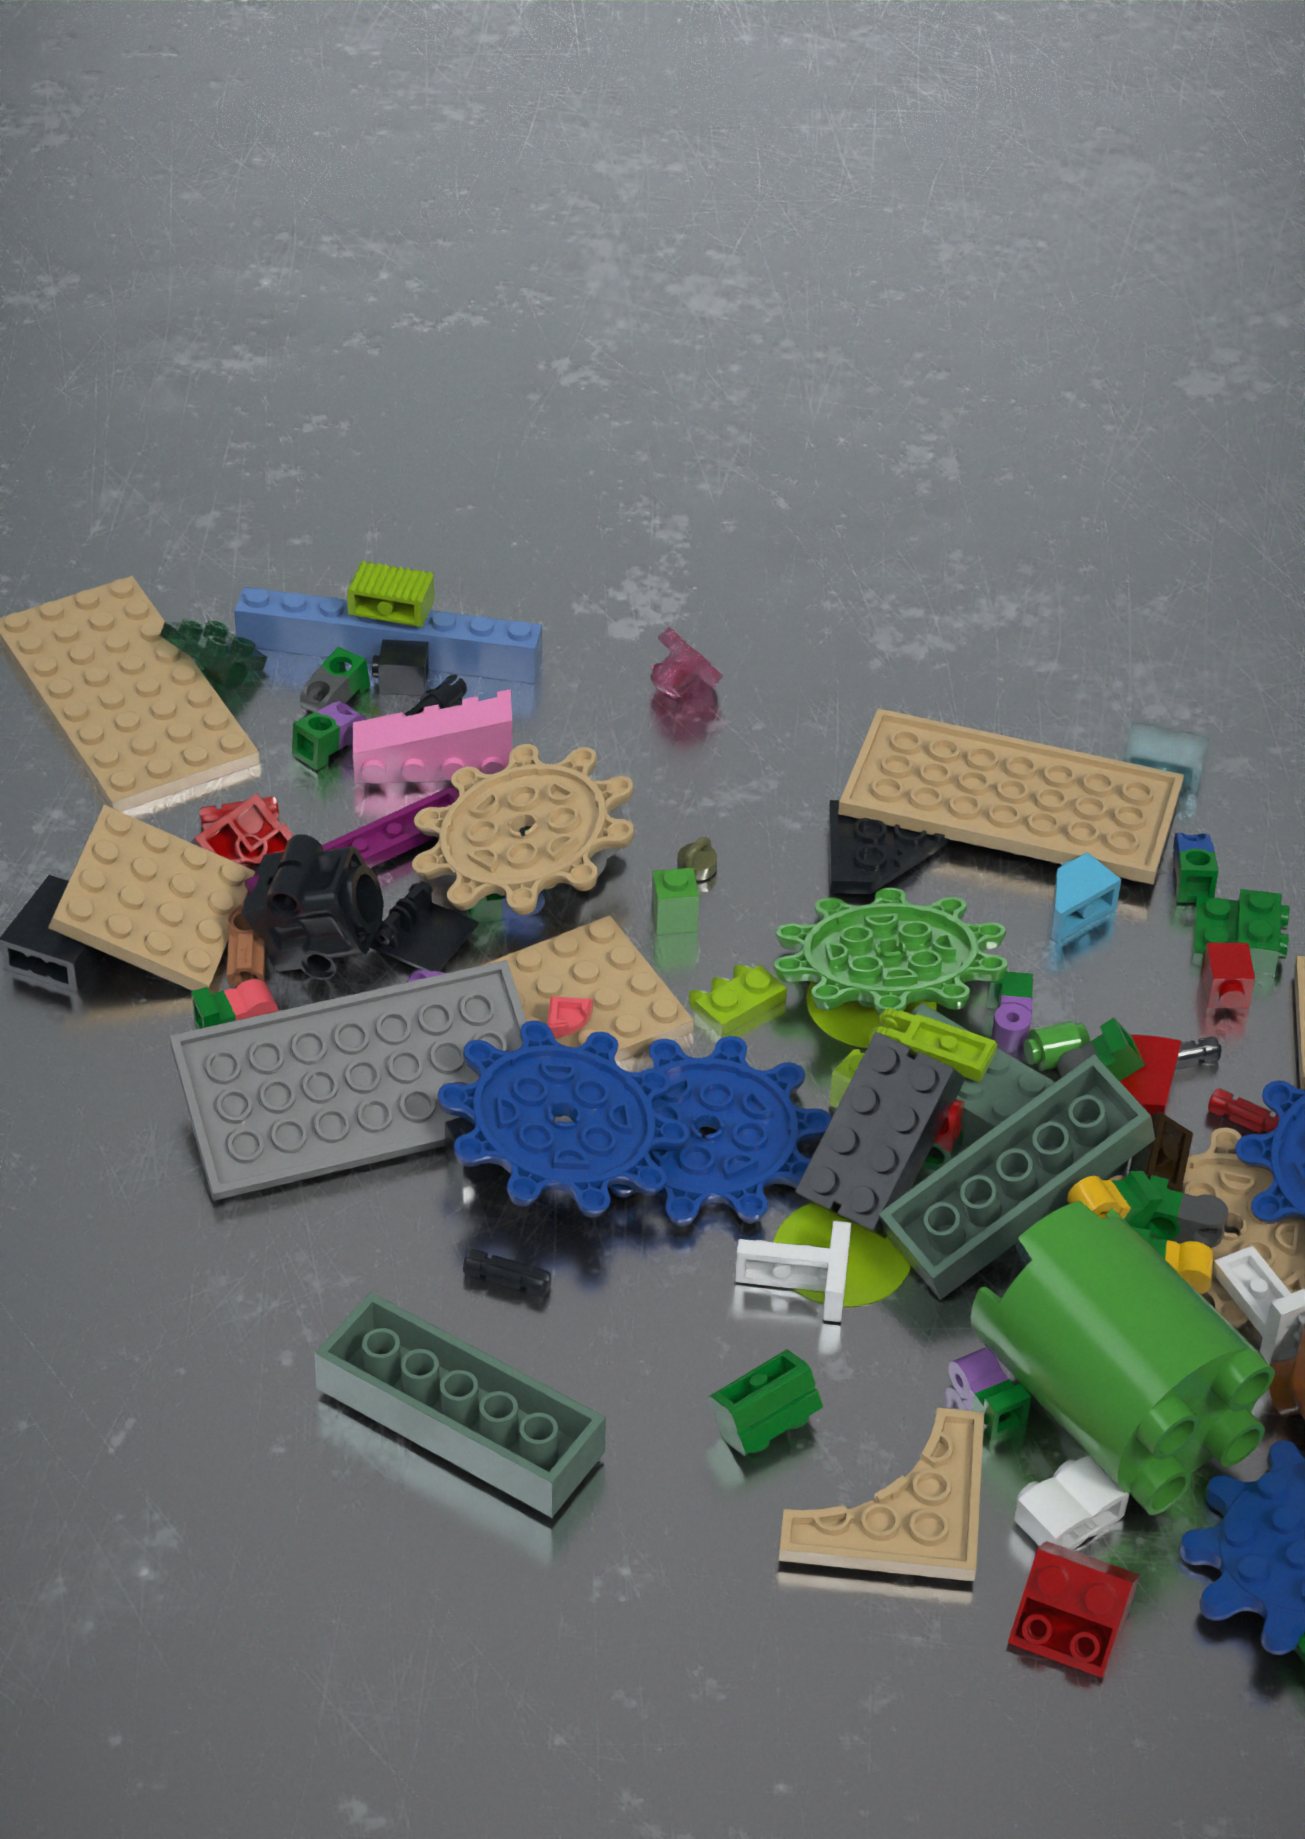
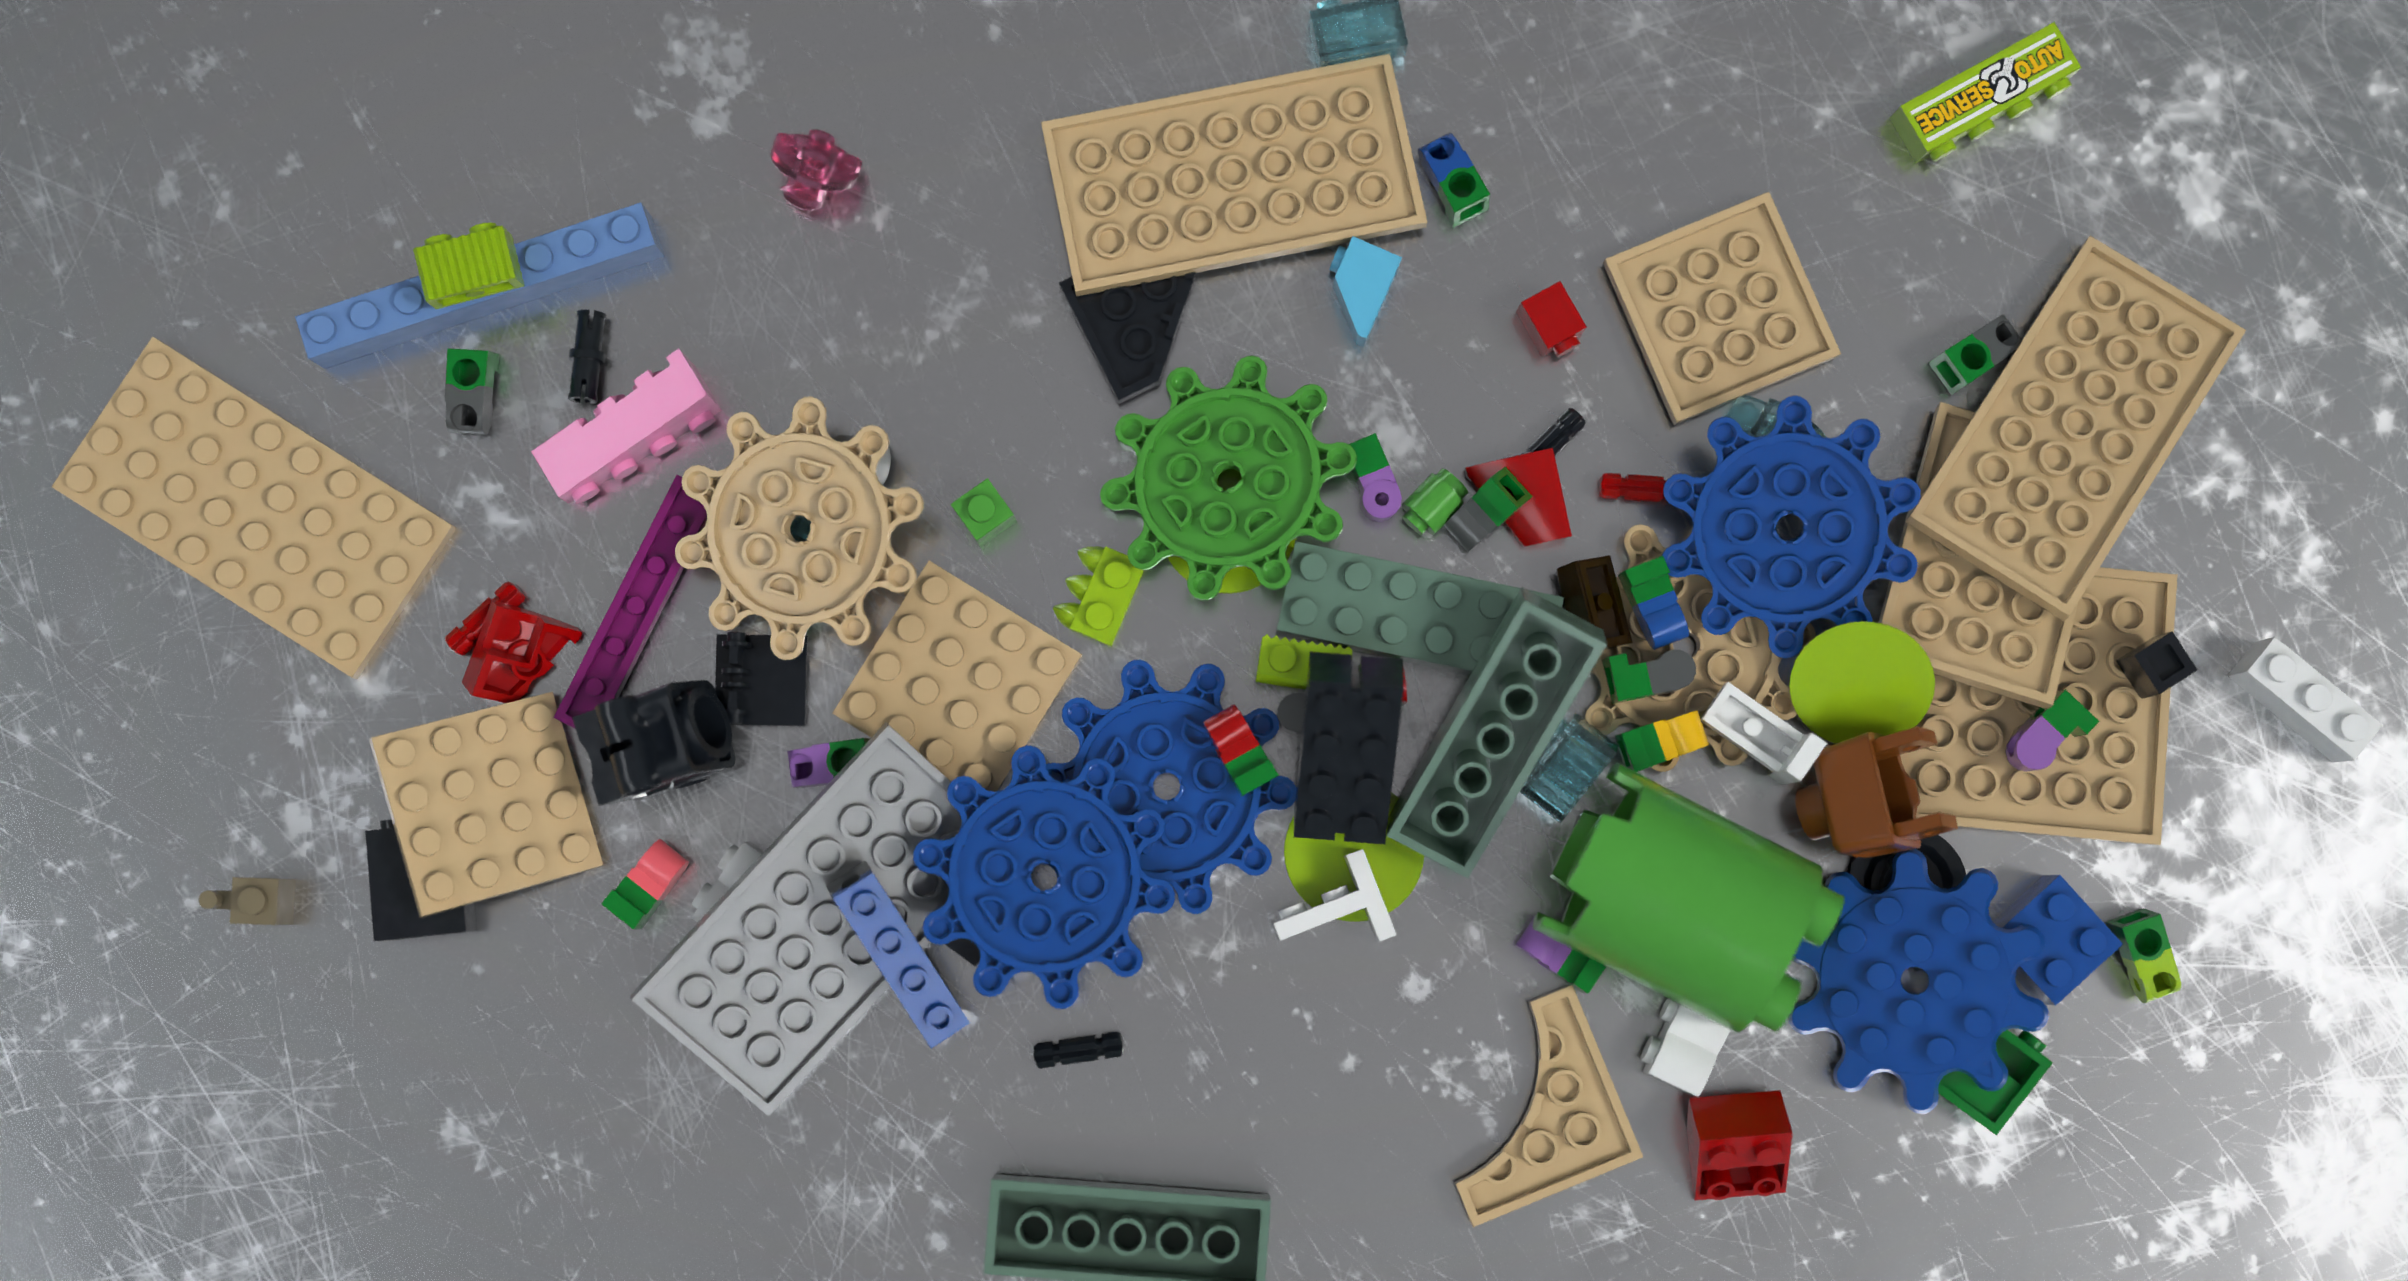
camera: 30 degrees left, 40 degrees up
(220, 653) = (314, 408): clear green plate -> none
(245, 950) = (619, 821): nougat piece -> none
(324, 733) = (506, 461): green leg -> none
(402, 667) = (523, 324): black brick -> none
(404, 1116) = (897, 954): none -> piece
(568, 1014) = (967, 728): coral tile -> none
(700, 857) = (970, 433): olive tile -> none
(766, 1402) = (1386, 1086): green brick -> none
(786, 1117) = (1239, 750): none -> leg
(946, 1043) = (1347, 609): lime hinge -> none
(1131, 1198) = (1598, 722): leg -> none
(1216, 1161) = (1655, 602): none -> leg
(1251, 919) = (1533, 244): green plate -> none

